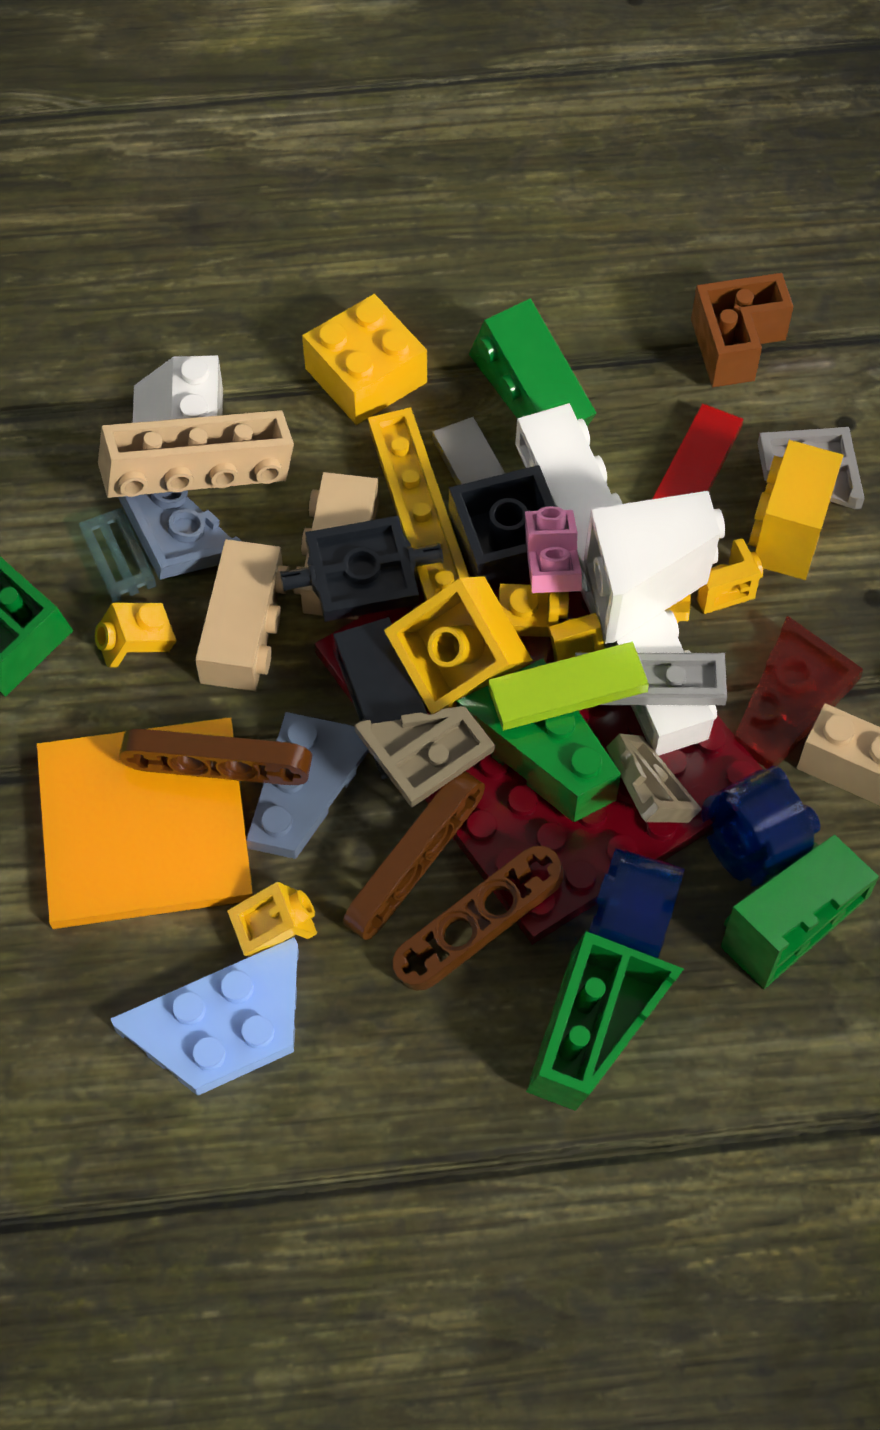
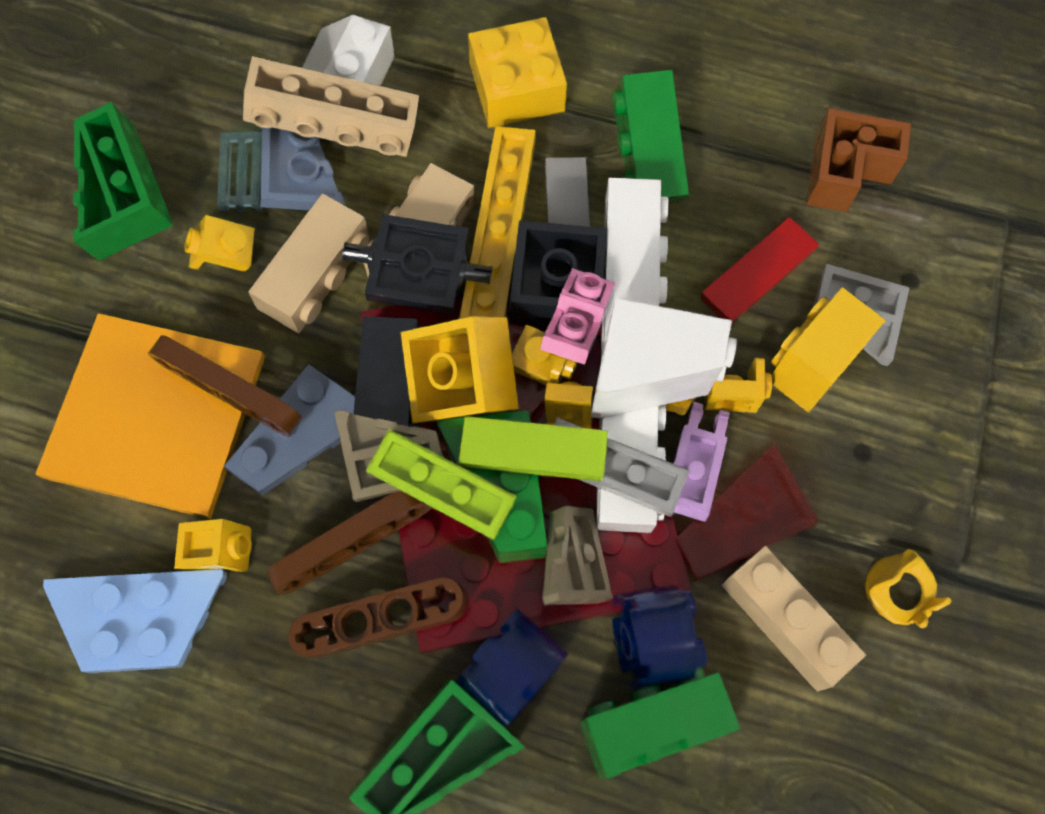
camera: 20 degrees right, 10 degrees up
(494, 750) = (441, 484): none -> lime tile
(726, 639) = (702, 455): none -> lavender hinge

